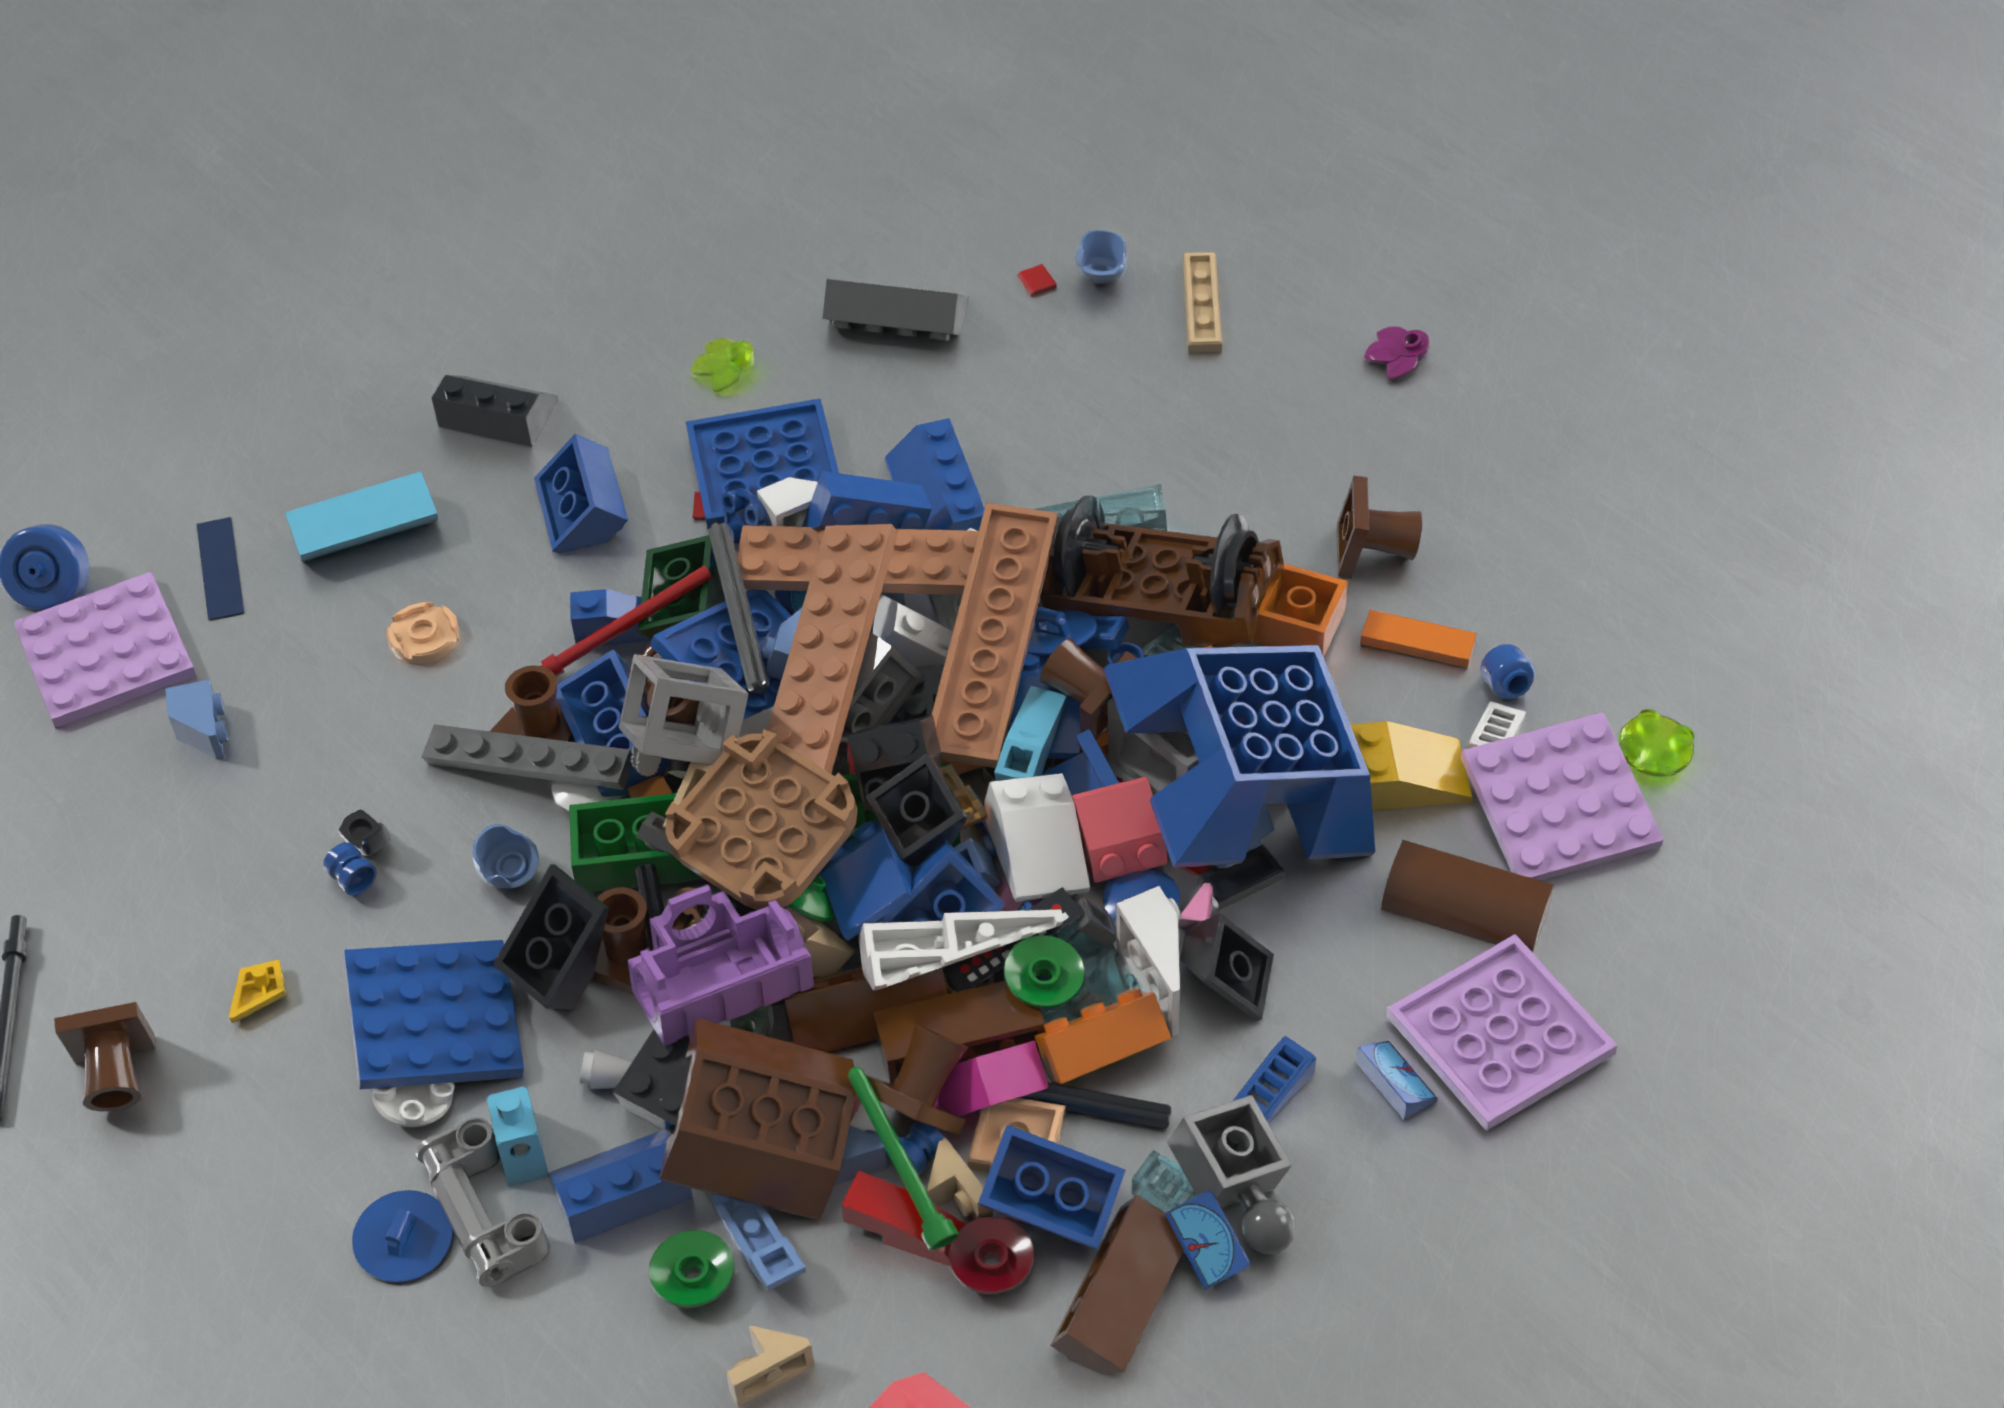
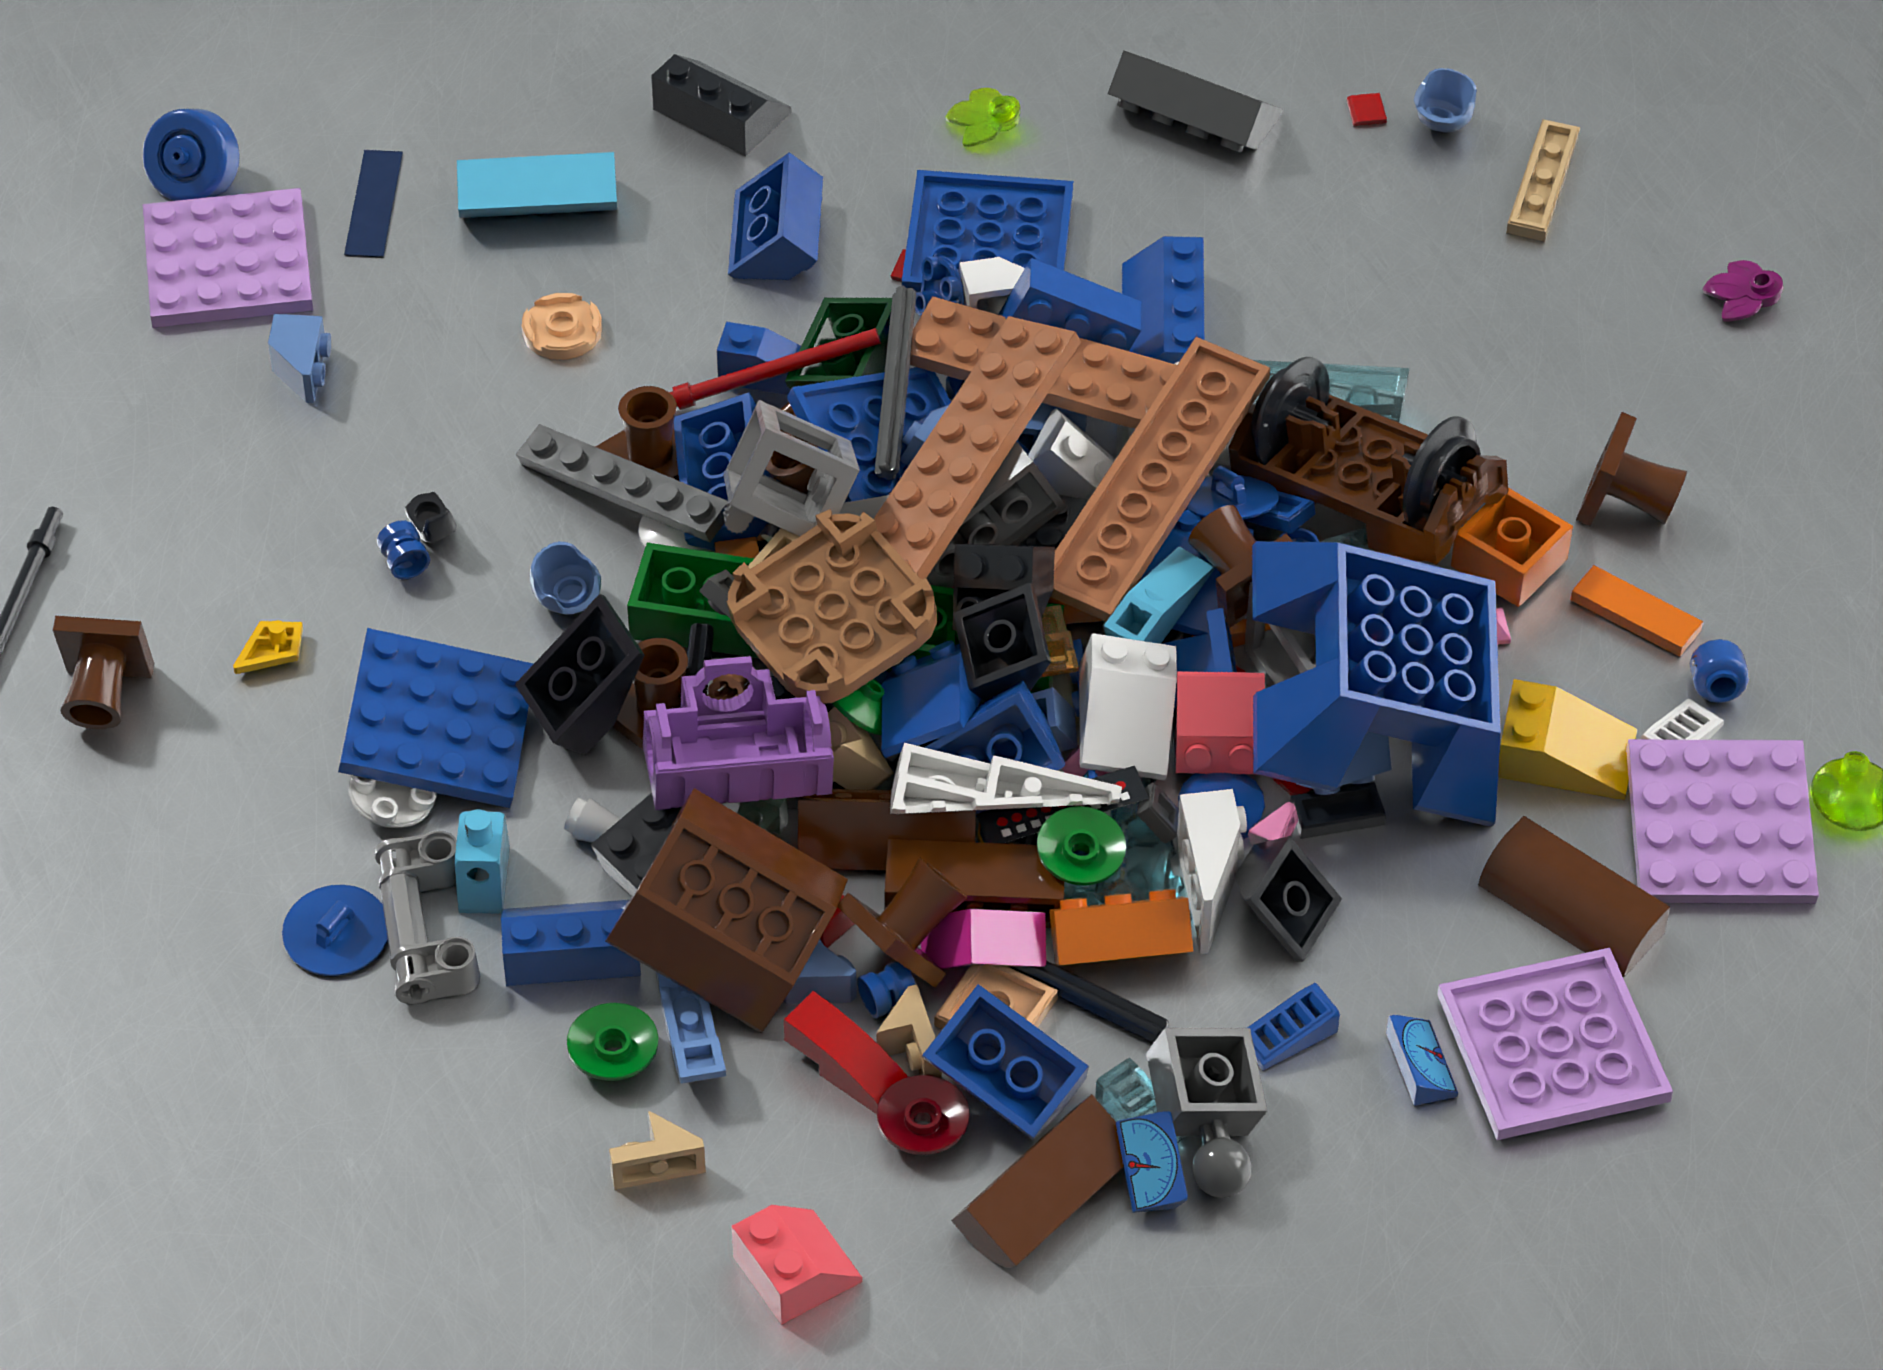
camera: 15 degrees right, 0 degrees up
(937, 1229) = (873, 1072): green piece -> none

